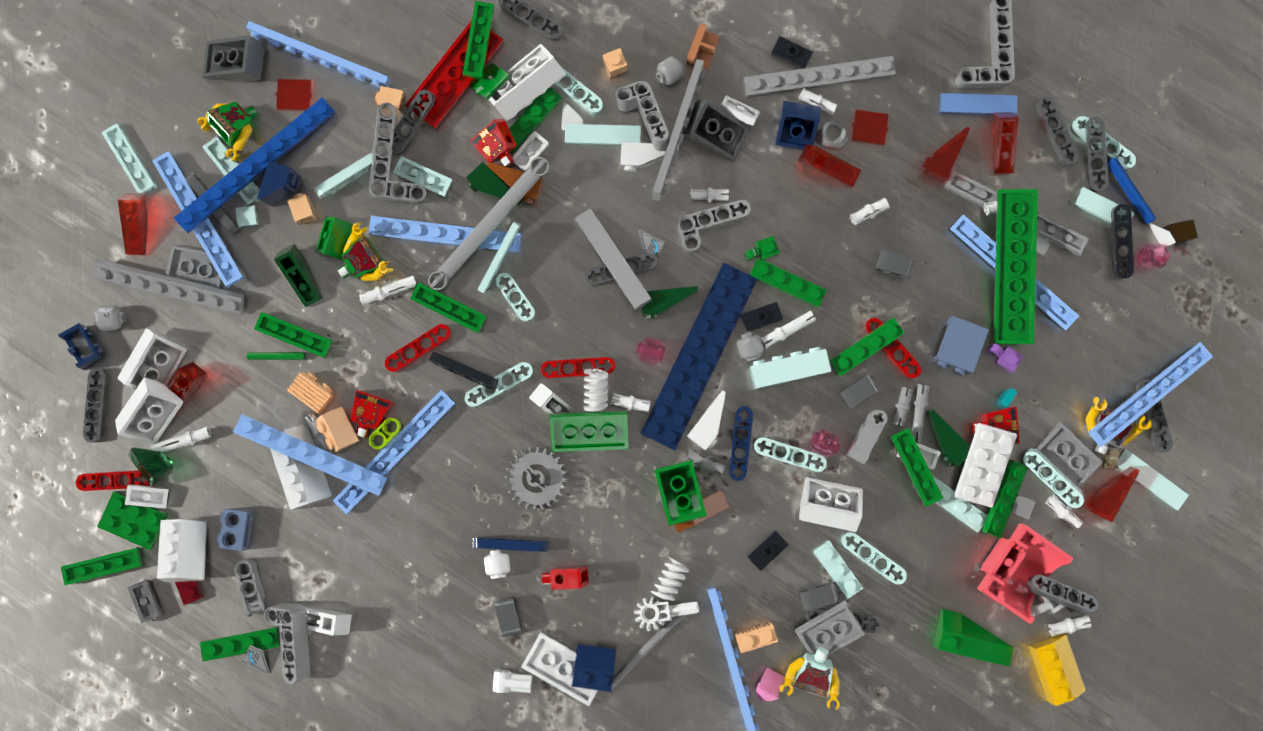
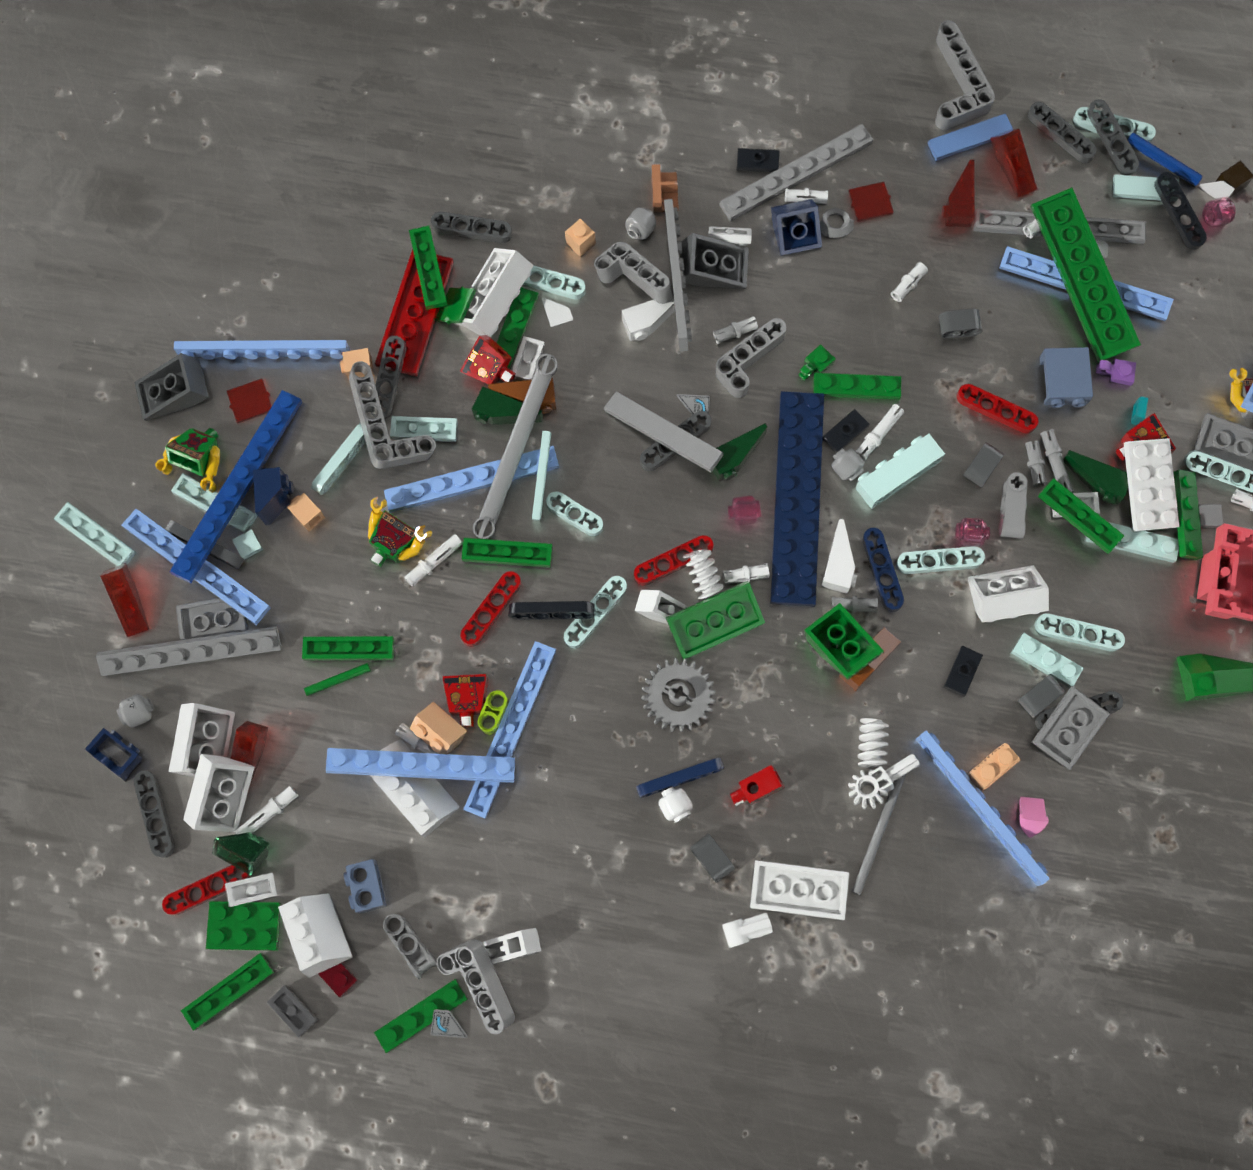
camera: 20 degrees left, 10 degrees down
(298, 274) = (329, 582): dark green slope -> none
(311, 392) = (392, 701): light nougat brick -> none
(333, 237) = (351, 528): green panel -> none
(594, 667) = (832, 871): dark blue slope -> none
(601, 134) = (594, 314): light aqua tile -> none
(813, 675) = (1076, 782): torso -> none
(829, 165) = (846, 251): clear red slope -> none
(867, 346) = (970, 415): green plate -> none

